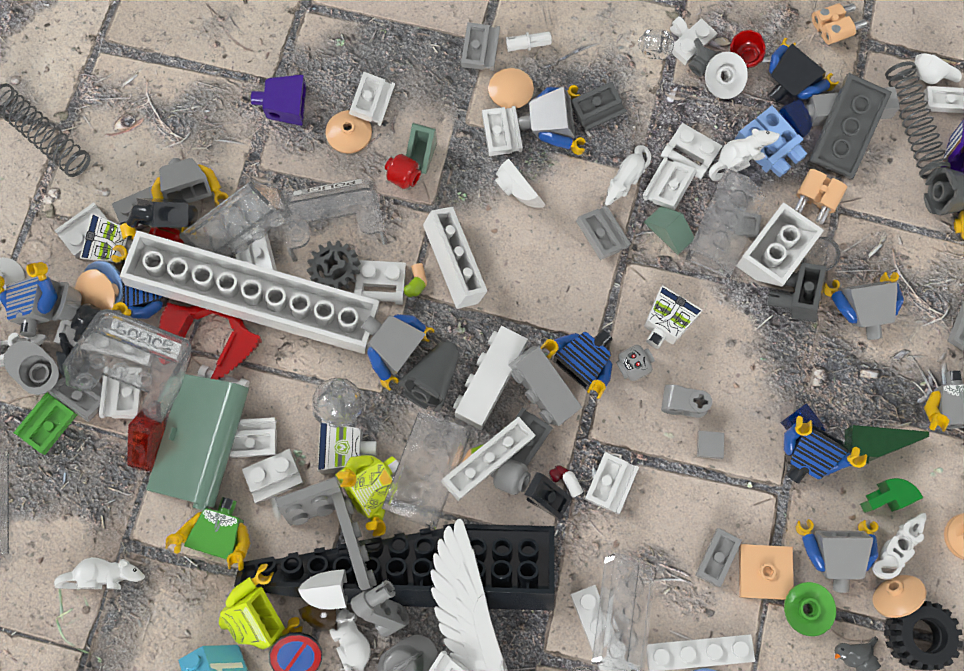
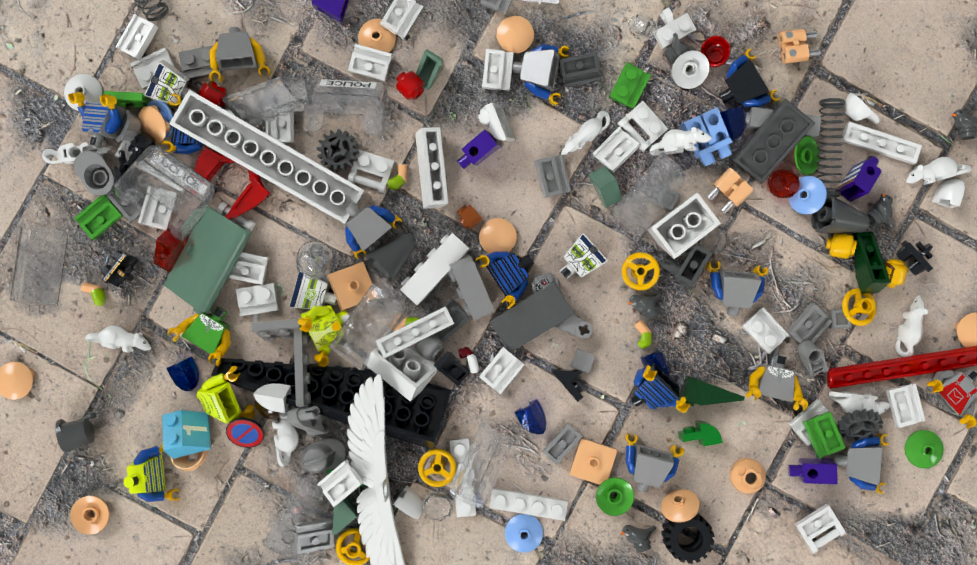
camera: 15 degrees right, 15 degrees up
(57, 199) = (137, 37): none -> white plate
(58, 521) = (96, 292): none -> lime arm
(65, 268) = (133, 99): none -> bright green plate
(85, 483) = (120, 270): none -> black hips
(159, 213) = (212, 78): black torso -> none
(196, 599) = (184, 374): none -> clear blue brick
(347, 159) = (370, 62): none -> white plate
(389, 424) = (350, 285): none -> light nougat plate
(486, 513) = (403, 370): none -> white slope
(510, 212) = (486, 146): none -> dark purple torso
(516, 303) = (469, 216): none -> dark orange plate
(557, 318) = (497, 235): none -> light nougat dish
(562, 613) = (424, 473): none -> yellow piece
(630, 402) = (532, 316): none -> dark grey tile
(661, 111) = (629, 86): none -> bright green plate
(669, 534) = (532, 417): none -> clear blue brick
(695, 471) = (566, 376): none -> black slope
(742, 322) = (634, 267): none -> yellow piece
(765, 354) = (645, 305): none -> dark grey animal
(778, 391) = (646, 334): none -> arm
(879, 171) = (783, 183): none -> clear red hair
(893, 134) = (806, 155): none -> bright green dish
(900, 547) = (691, 473): white animal -> none
(920, 184) = (815, 197): none -> light blue dish
(921, 348) = (765, 330): none -> white plate

